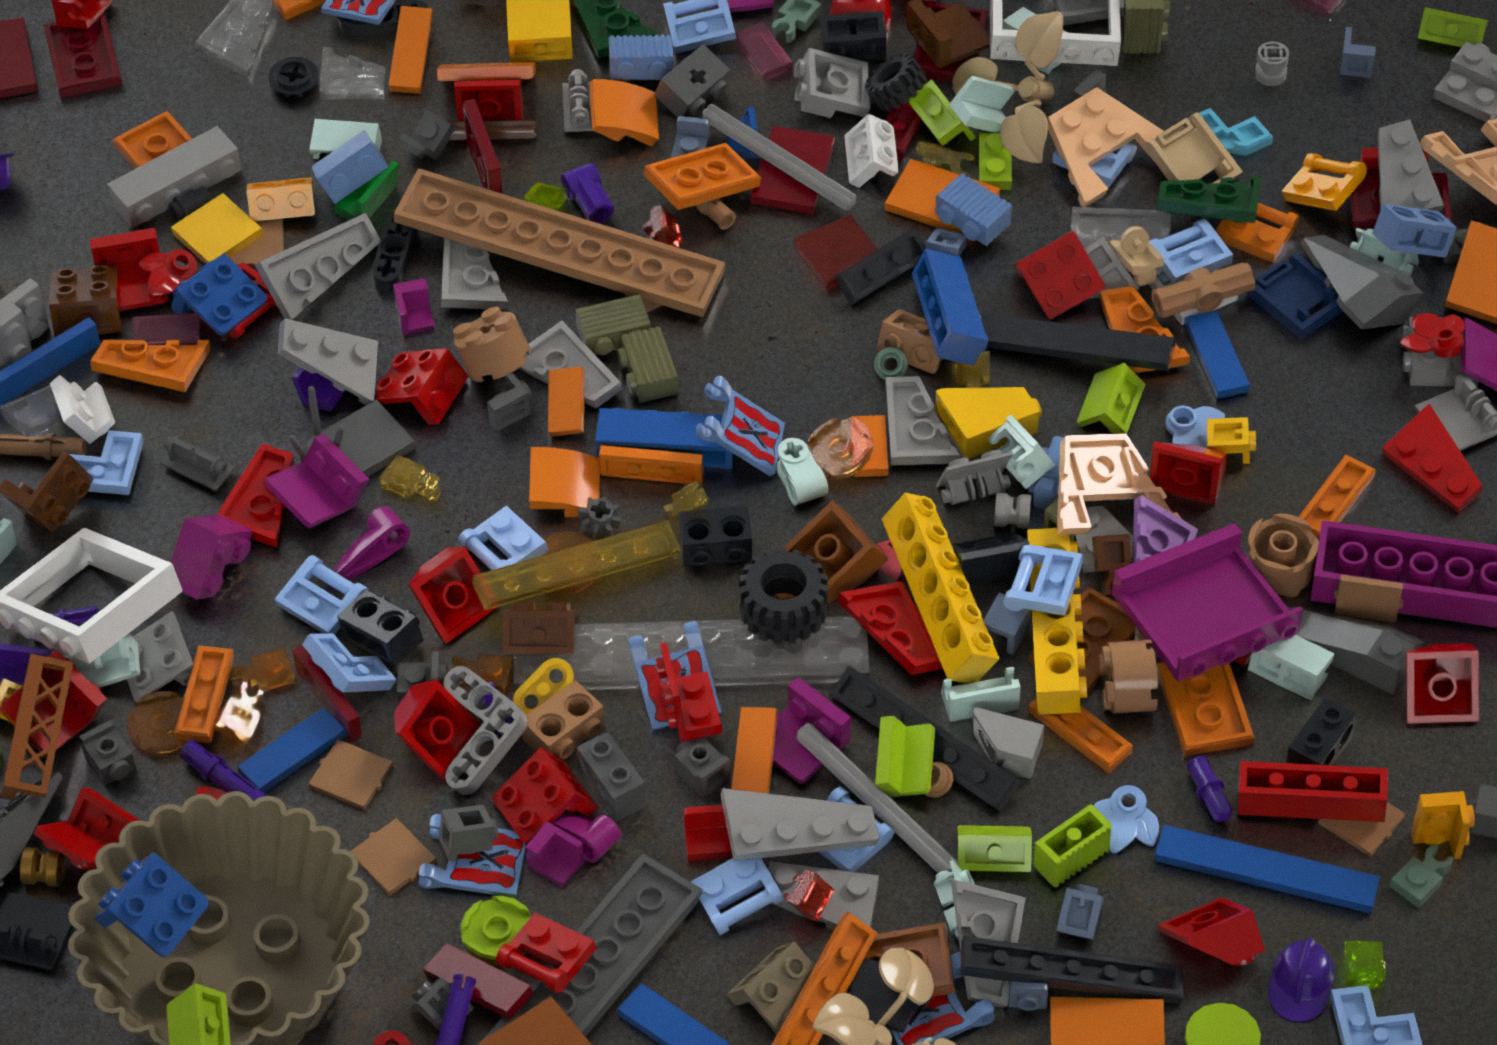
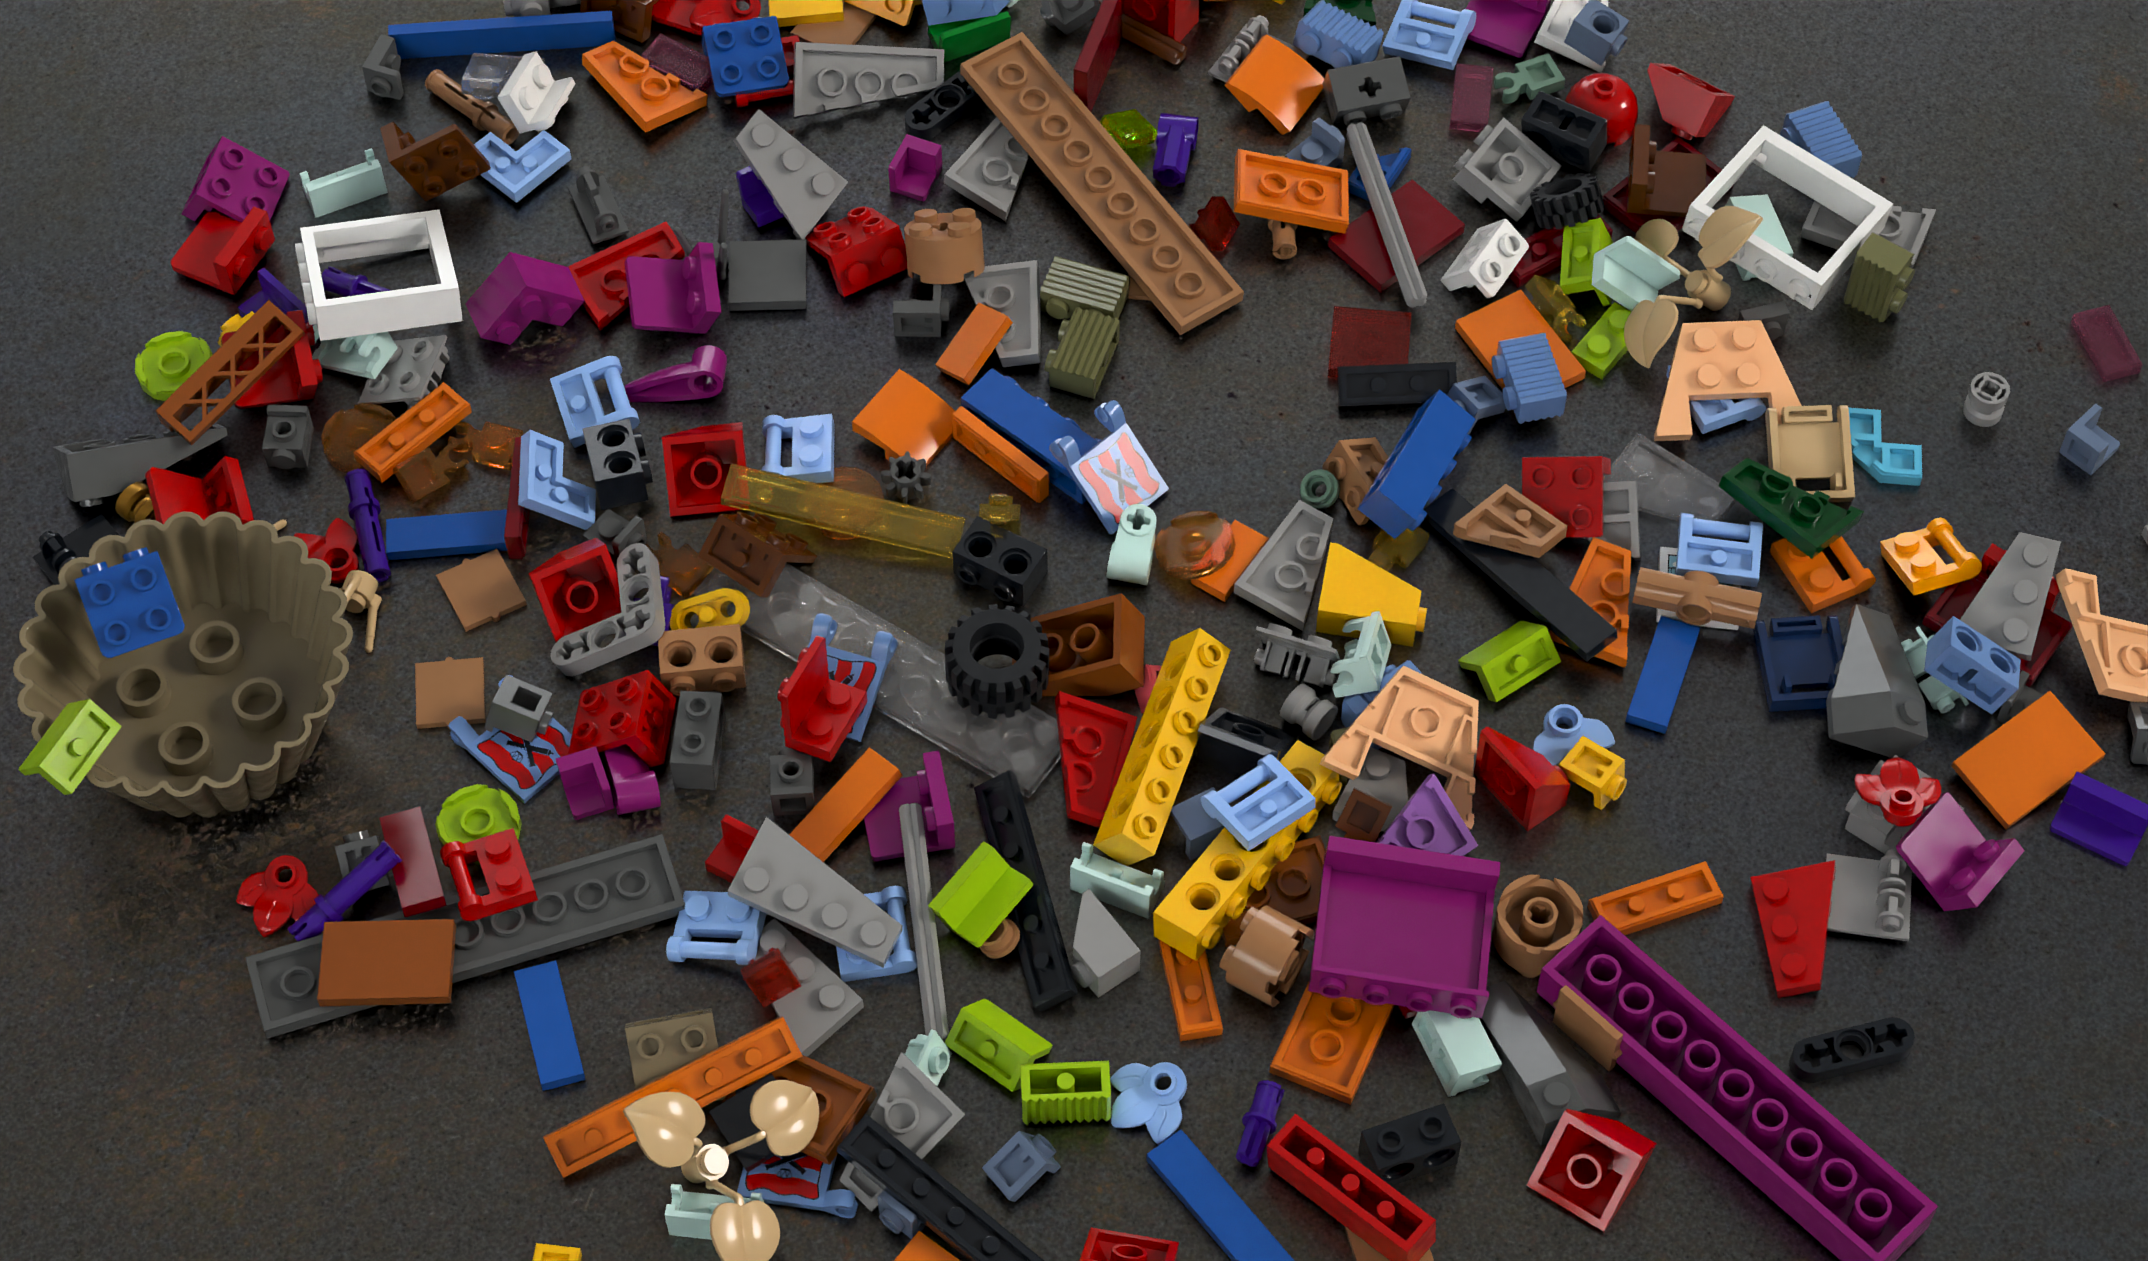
camera: 35 degrees right, 5 degrees up
(407, 477) = (772, 333): clear yellow plate -> none
(1045, 310) = (1512, 524): none -> medium nougat wing
(1138, 255) = (1657, 522): tan hips -> none

